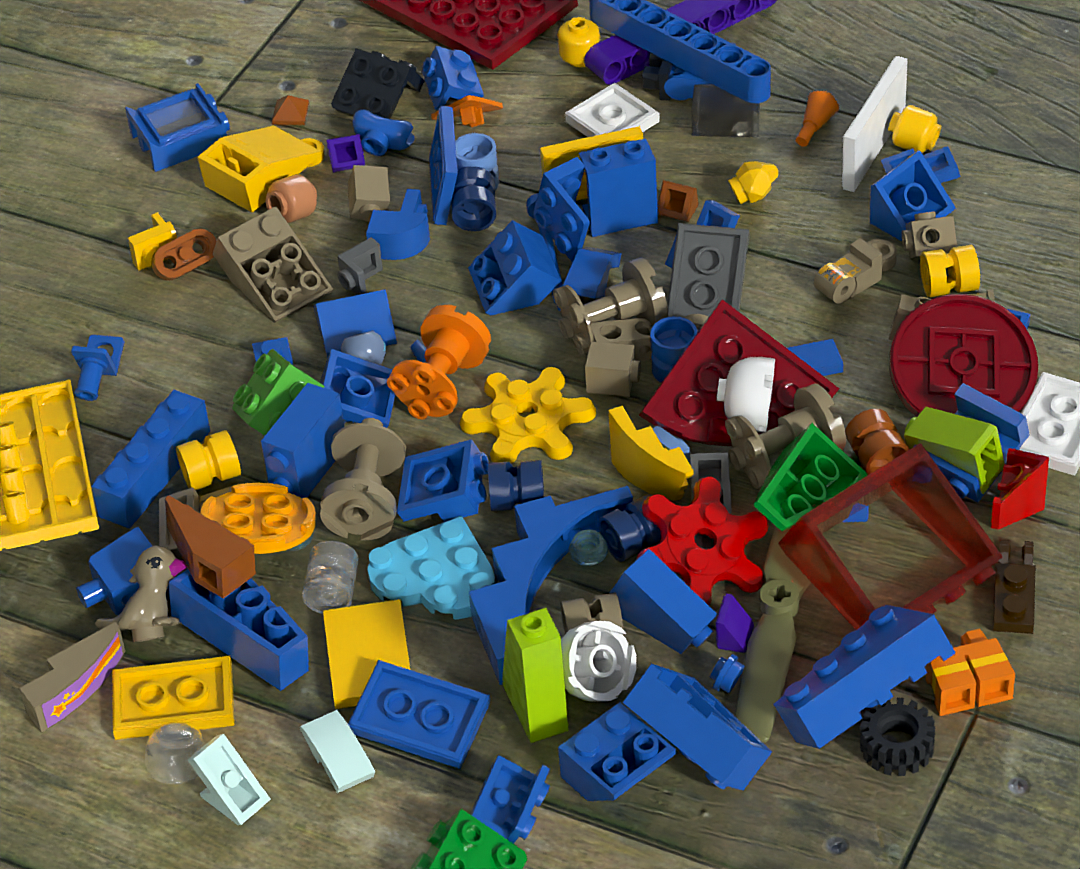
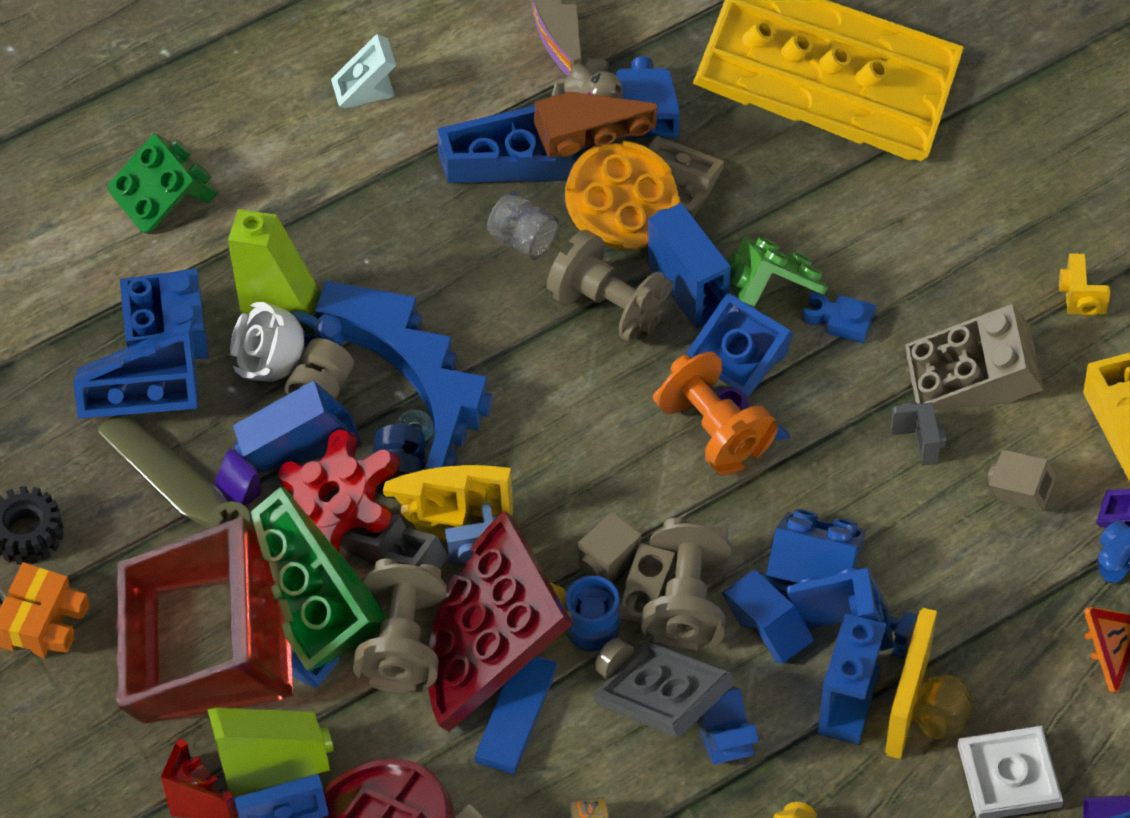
camera: 120 degrees right, 10 degrees up
(95, 363) = (934, 180): blue bracket -> none
(149, 459) = (771, 167): blue brick -> none
(169, 752) = (432, 63): clear hair -> none
(173, 692) = (493, 82): yellow tile -> none
(182, 254) = (1044, 309): dark orange plate -> none
(208, 460) = (734, 202): yellow wheel -> none
(293, 197) = (1069, 421): nougat head -> none
(338, 751) = (344, 153): light aqua slope -> none
(353, 316) = (854, 398): blue slope -> none
(356, 642) = (429, 227): yellow tile -> none
(365, 346) = (792, 375): sand blue piece -> none
(401, 232) = (951, 492): blue brick -> none
(419, 714) = (338, 220): blue tile -> none
(432, 569) = (488, 313): medium azure plate -> none
(443, 165) = (1011, 553): blue tile -> none
(443, 482) = (570, 356): blue plate -> none
(474, 199) = (938, 561): dark blue wheel -> none
(477, 151) = (1003, 593): medium blue wheel -> none
(509, 798) = (195, 234): blue bracket -> none
(514, 484) = (522, 403): dark blue wheel -> none
(539, 429) = (627, 495): yellow plate -> none
(677, 201) = (827, 758): dark orange slope -> none
(726, 673) = (190, 444): blue plate -> none
(748, 390) = (451, 602): white cylinder -> none
(861, 673) = (86, 517): blue wedge -> none
(874, 439) = (342, 707): dark orange wheel -> none
(1014, 591) = (97, 719): dark brown hinge -> none

